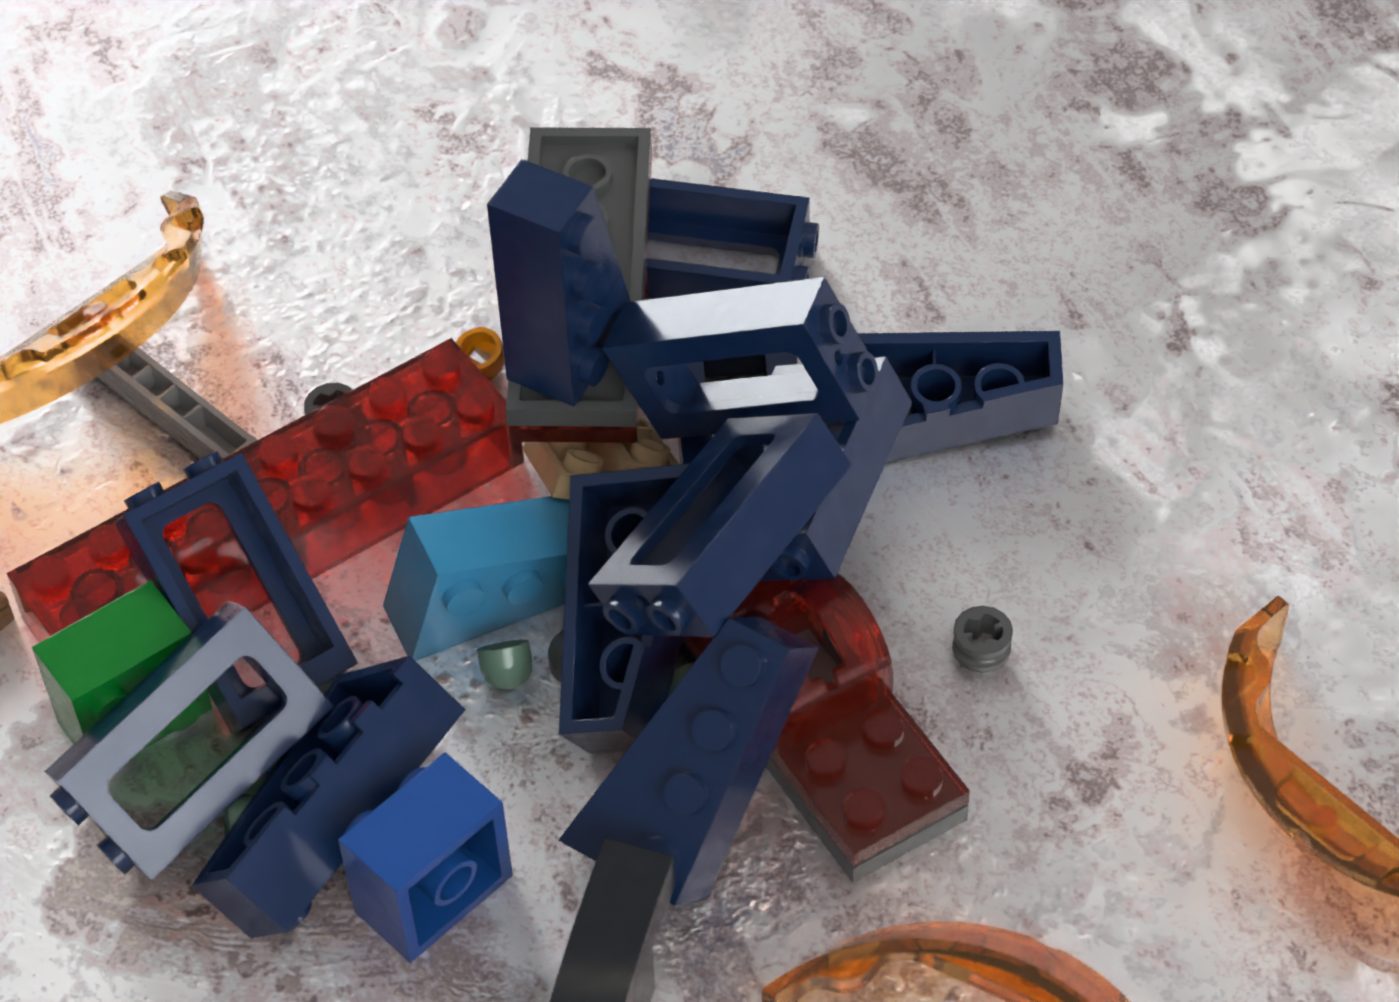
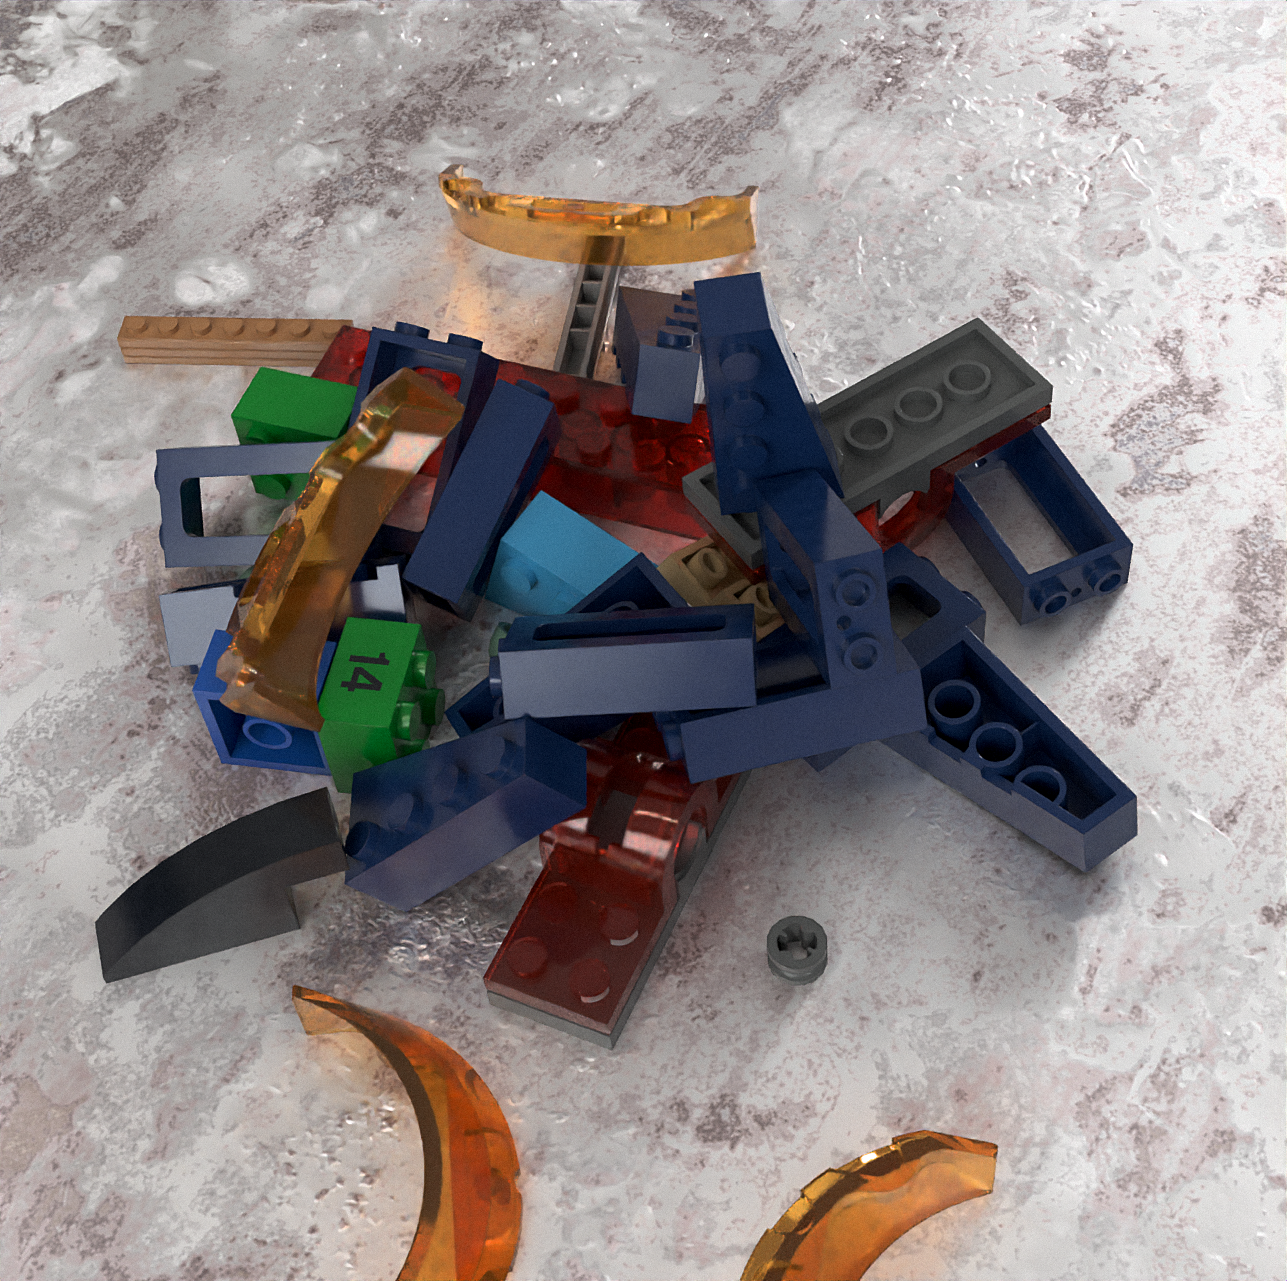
camera: 60 degrees right, 0 degrees up
(320, 351) = (659, 353): none -> dark blue wedge
(336, 709) = (317, 546): none -> clear orange windscreen
(374, 555) = (484, 498): none -> dark blue piece
(521, 765) = (378, 697): none -> green brick

